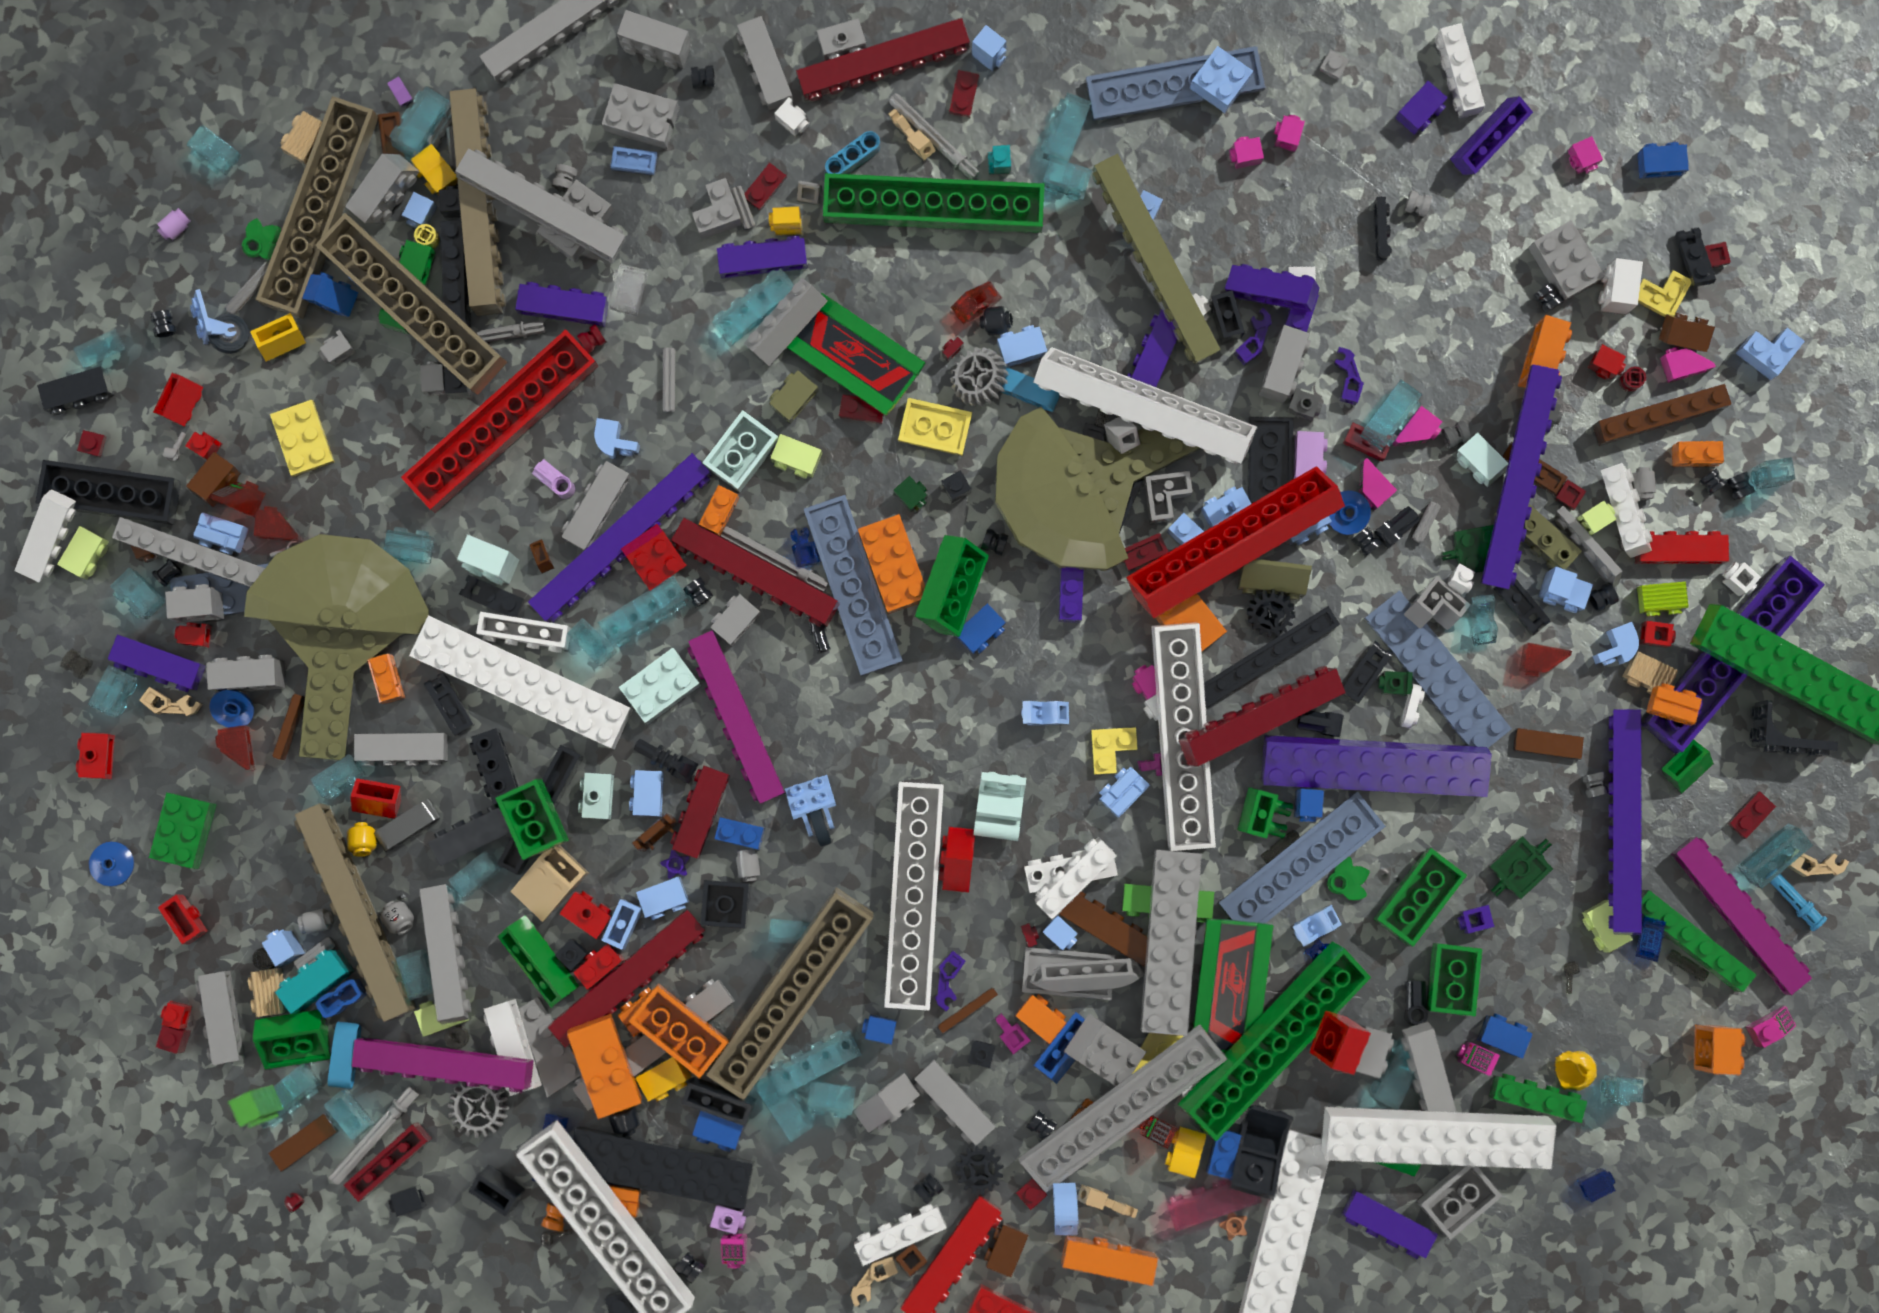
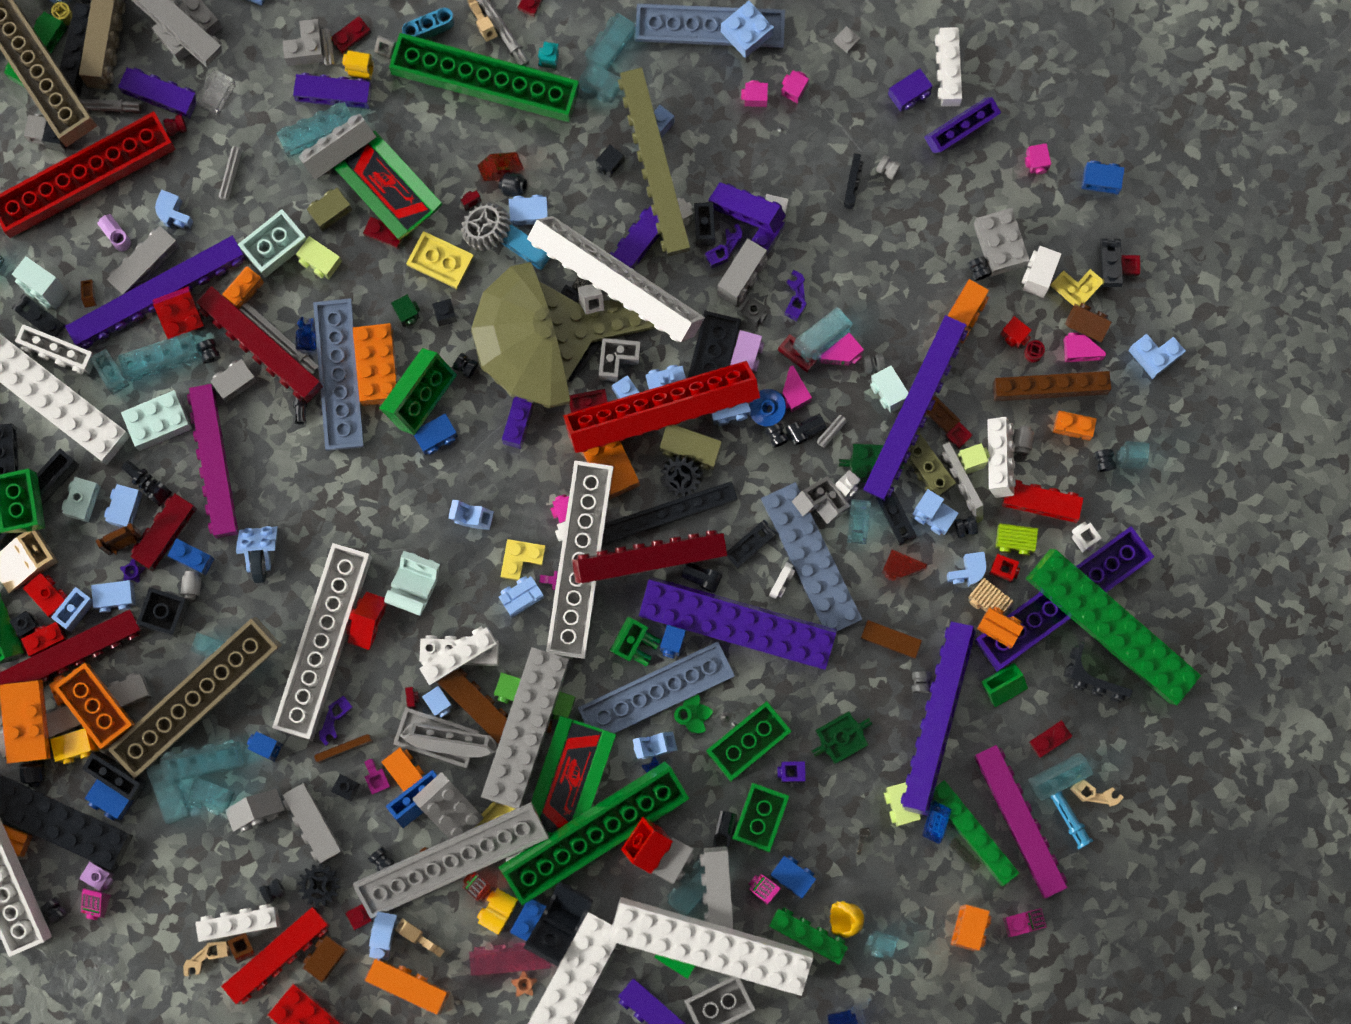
camera: 15 degrees right, 5 degrees down
(1099, 268) = (609, 161): none -> black brick
(1280, 846) = (641, 672): clear smoke axle -> none
(1387, 687) = (777, 564): dark green brick -> none
(1713, 481) = (1082, 451): black wheel -> none

